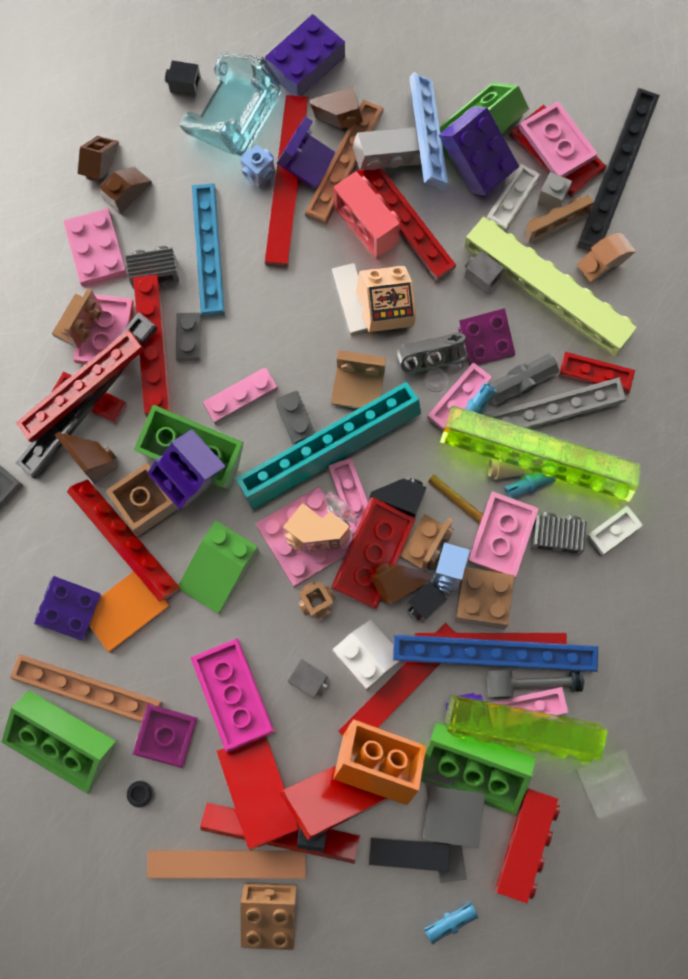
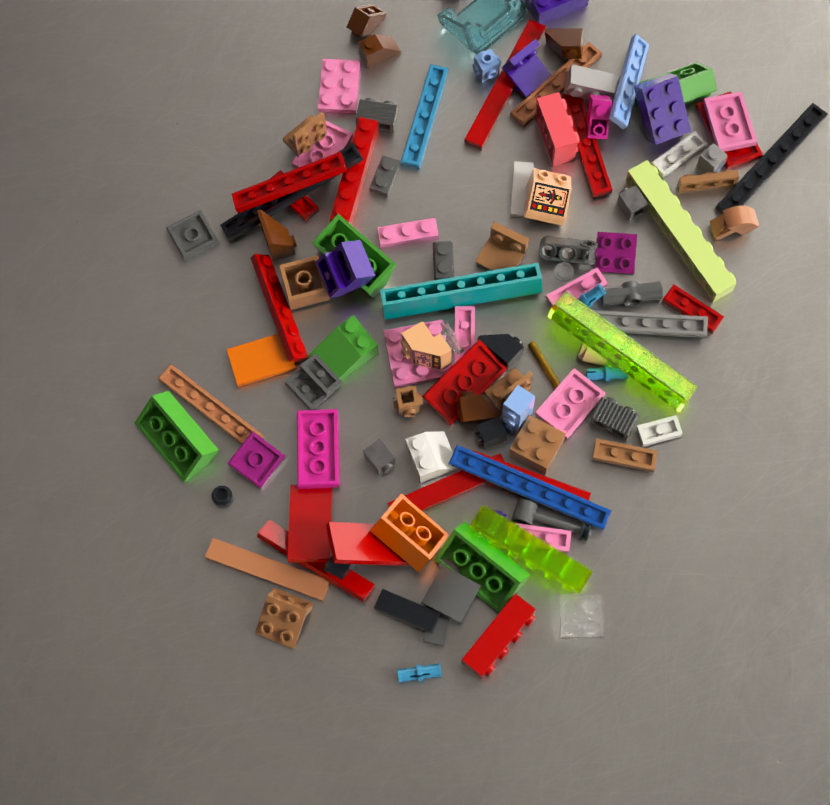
camera: 20 degrees right, 5 degrees down
(67, 608) = (218, 342): dark purple bracket -> none
(197, 616) = (313, 382): none -> dark grey slope
(409, 183) = (598, 116): none -> dark pink slope
(587, 573) = (625, 455): none -> medium nougat plate

